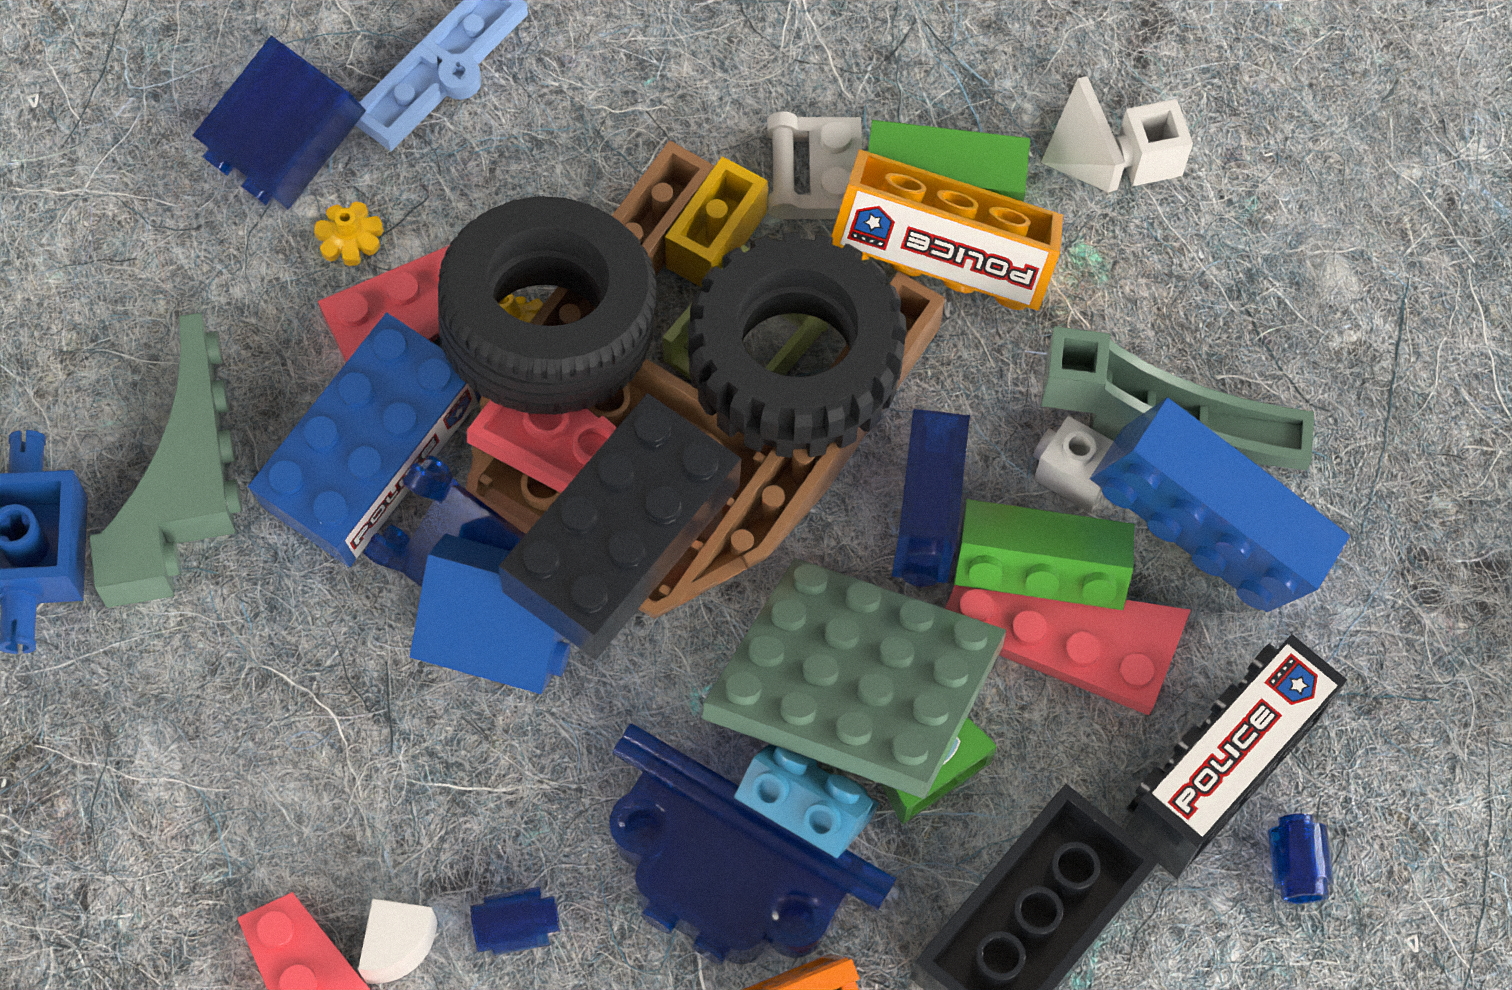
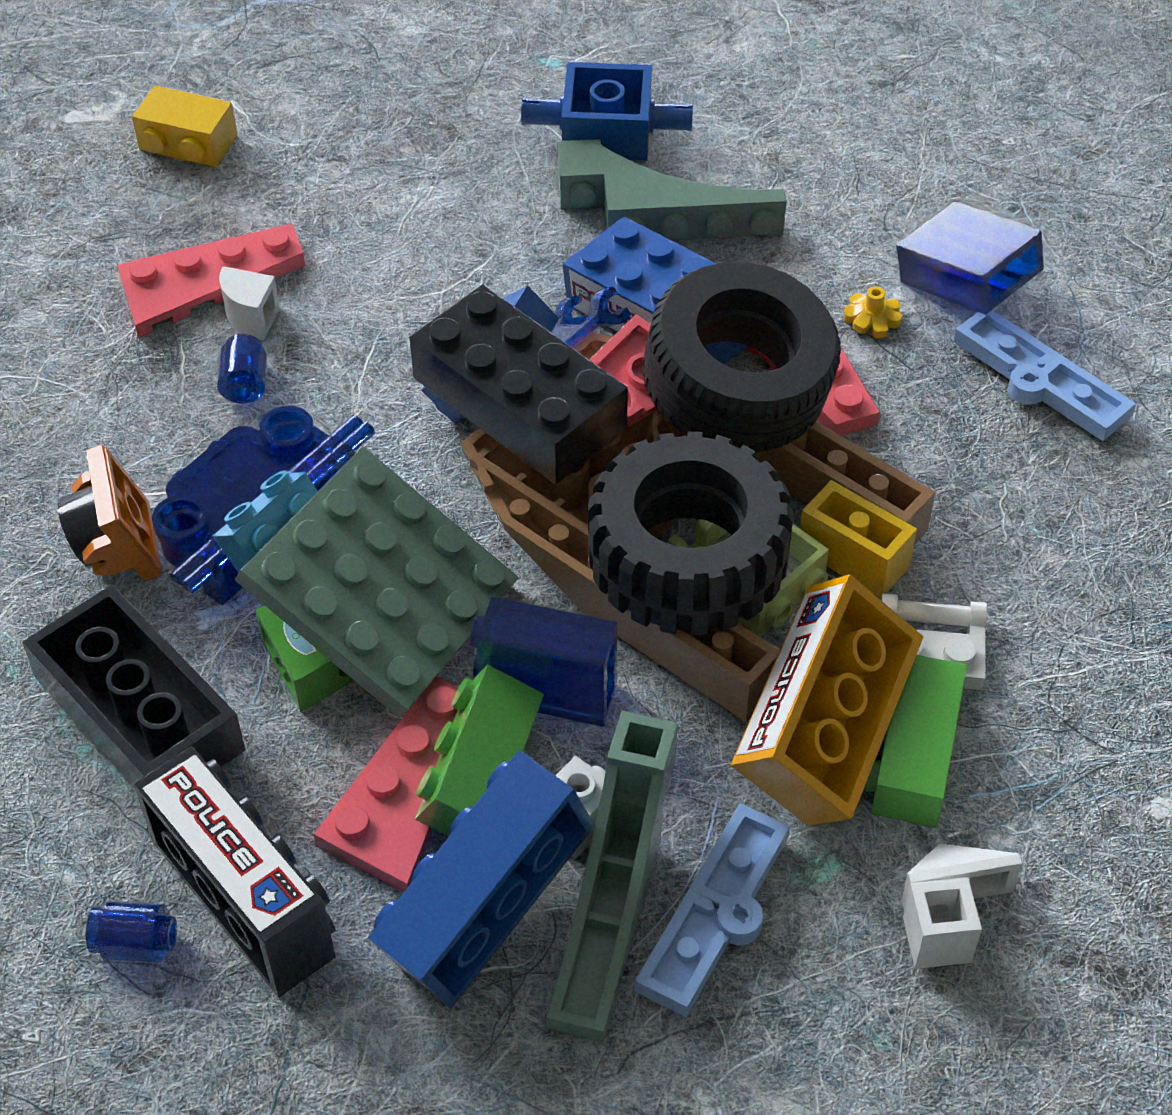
camera: 100 degrees right, 15 degrees down
(1164, 335) = (714, 911): none -> light blue hinge

